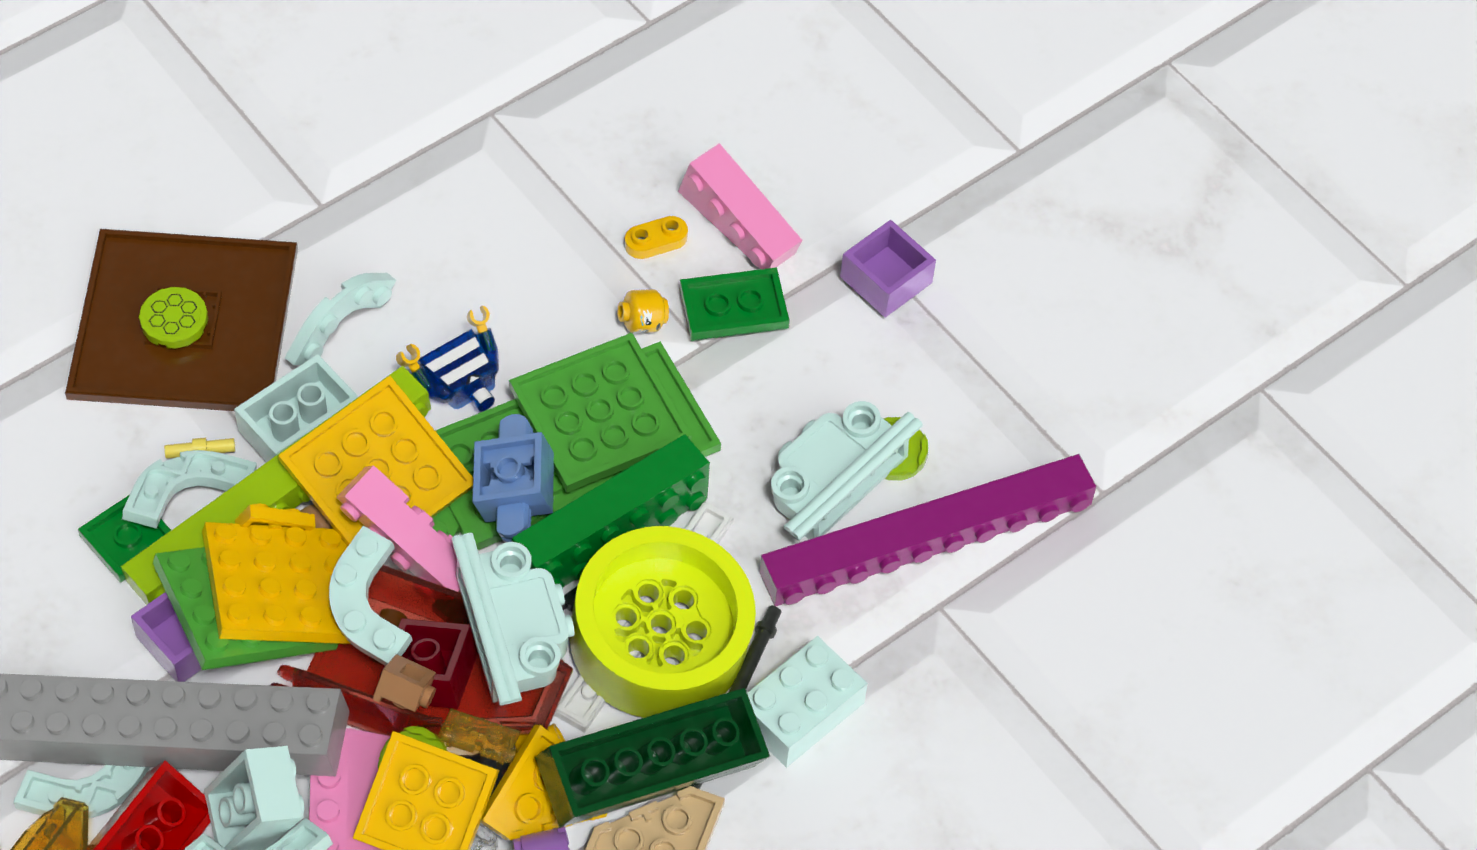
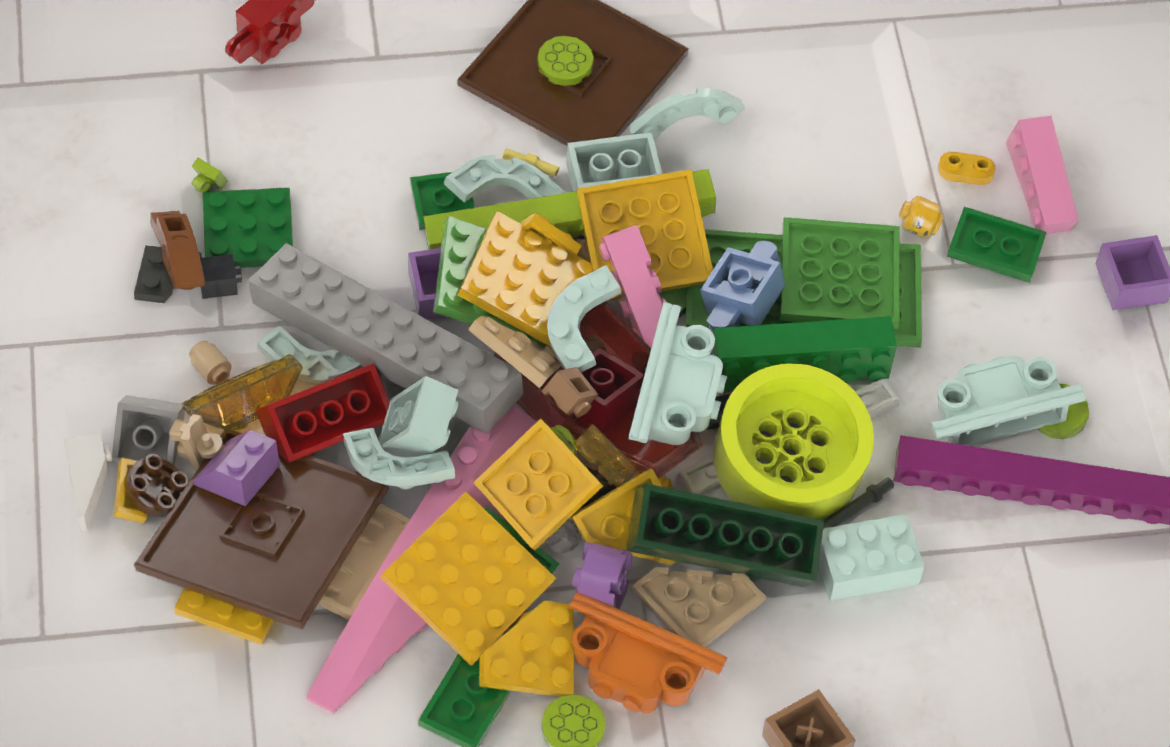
camera: 30 degrees right, 0 degrees up
(323, 666) = (523, 353): none -> tan plate
(459, 369) = (754, 194): clear blue torso -> none

